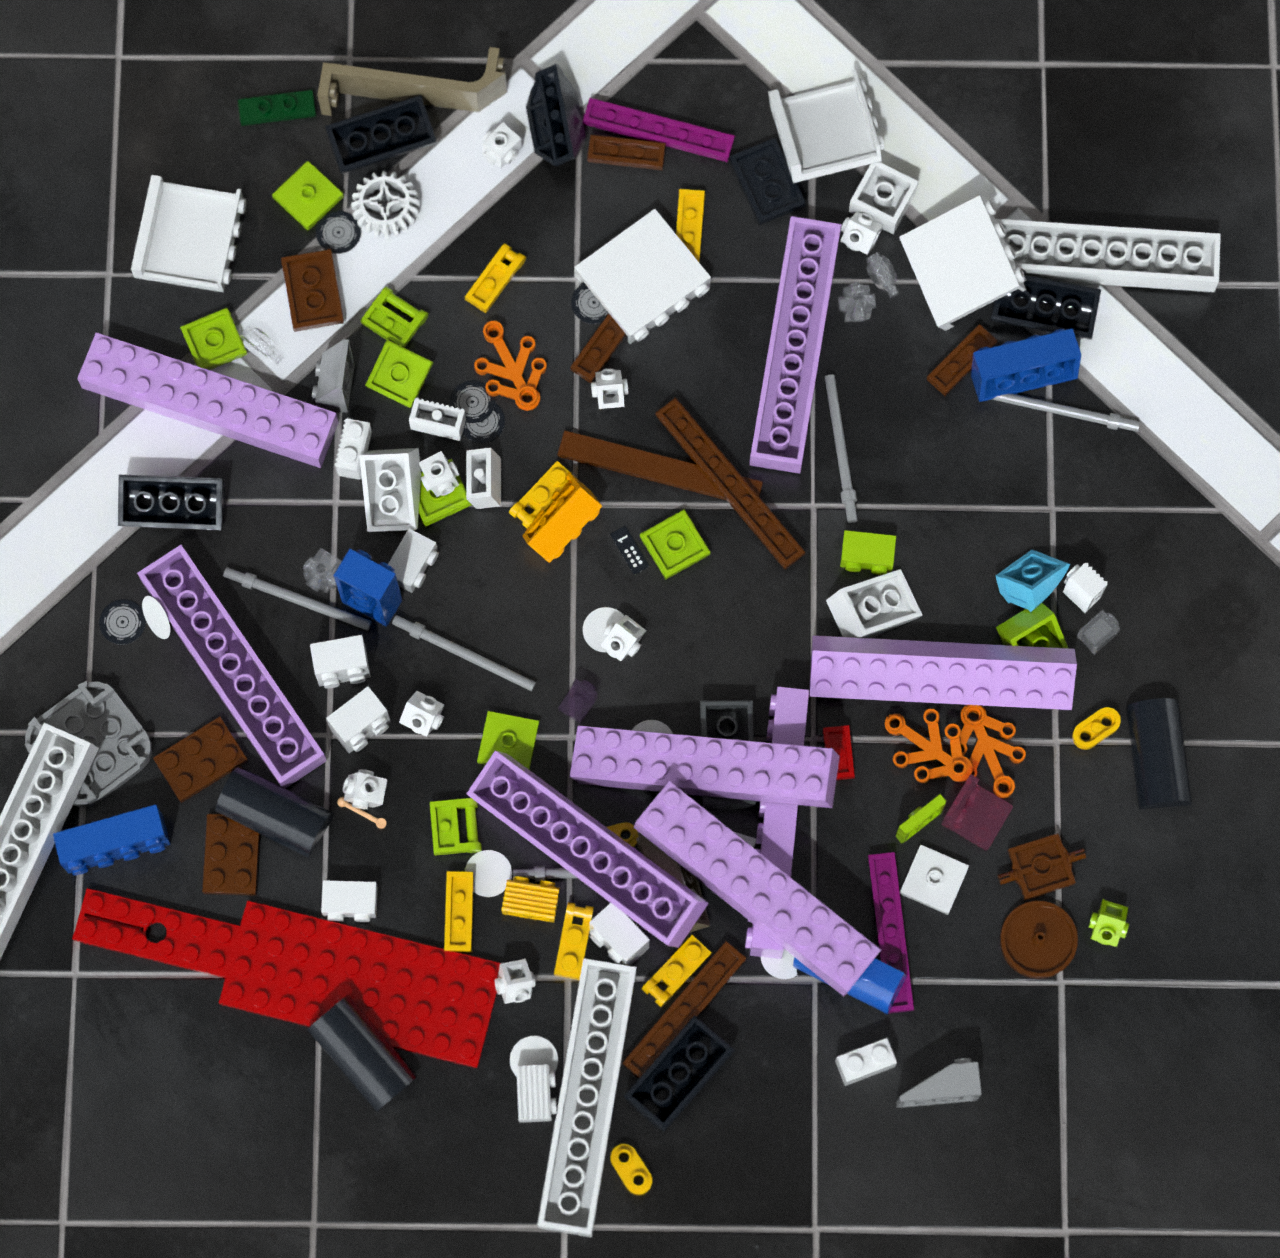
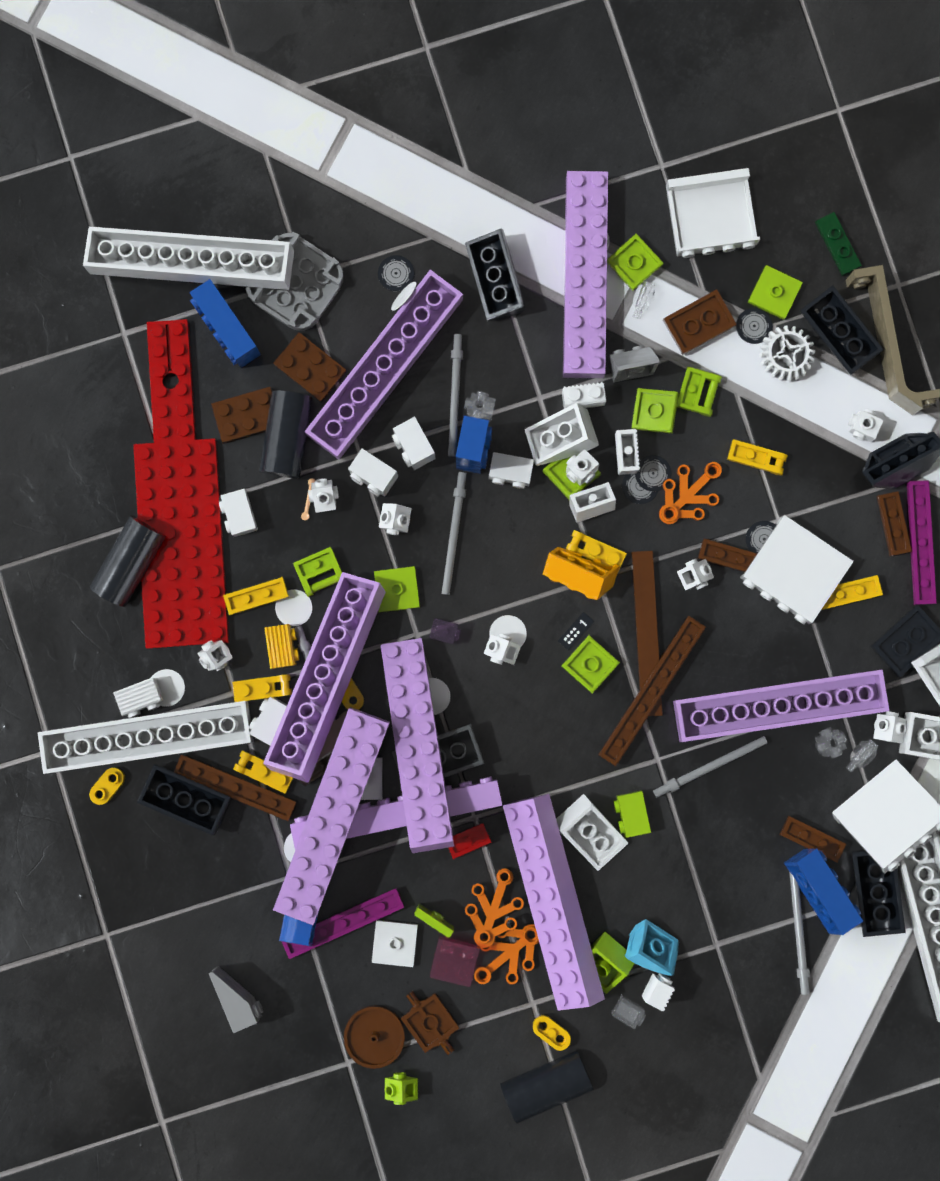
camera: 75 degrees right, 10 degrees up
(866, 1062) = (238, 935): white brick -> none

